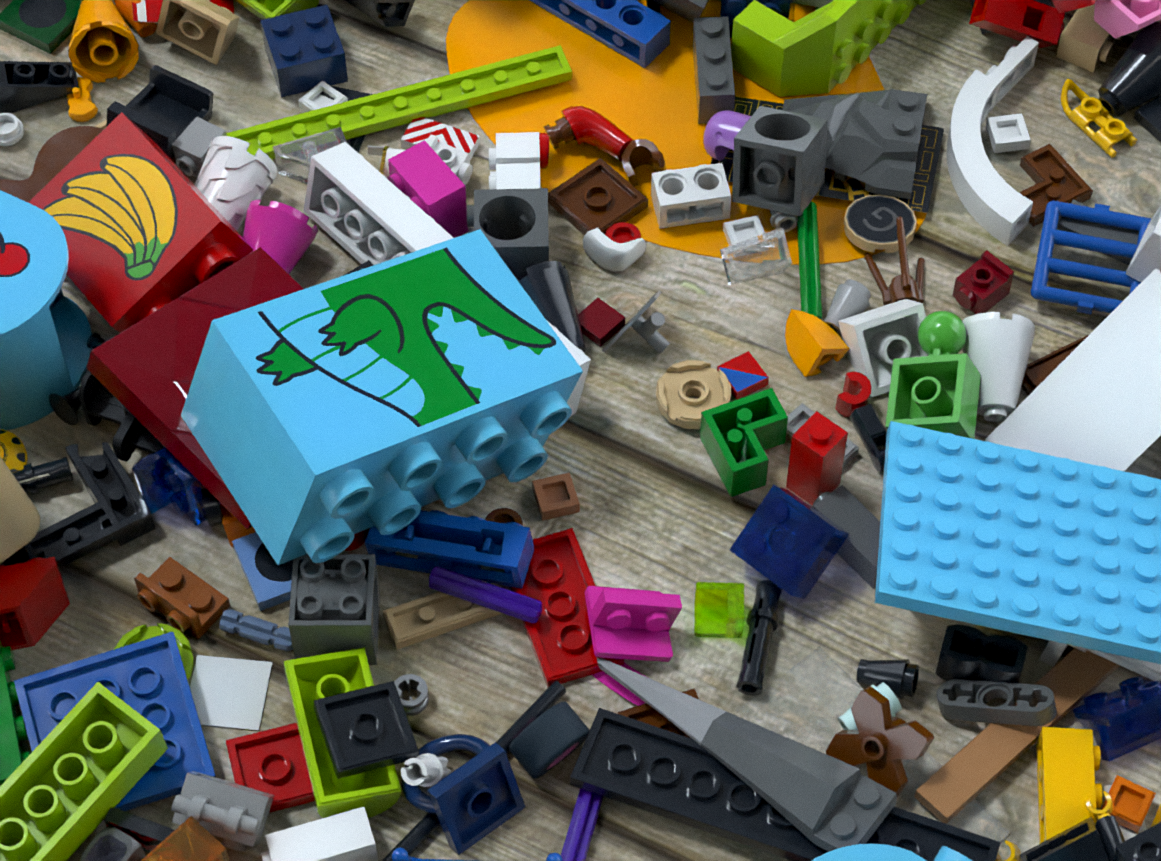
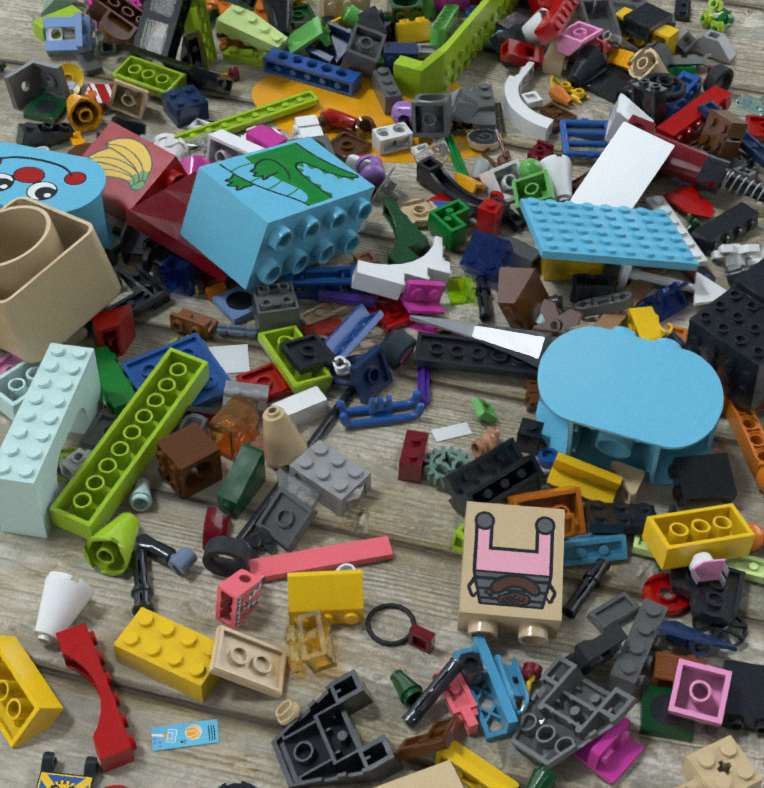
camera: 15 degrees left, 10 degrees down
(424, 655) = (324, 327): none -> tile
(468, 683) = (352, 331): none -> blue fence
(574, 577) = (392, 279): none -> white arch
(631, 284) = (372, 173): none -> medium lavender helmet
(647, 470) = (409, 241): none -> dark green arch
(747, 314) = (434, 176): none -> black arch
(820, 668) = (520, 296): none -> reddish brown slope
(1073, 132) = (560, 95): none -> orange cone

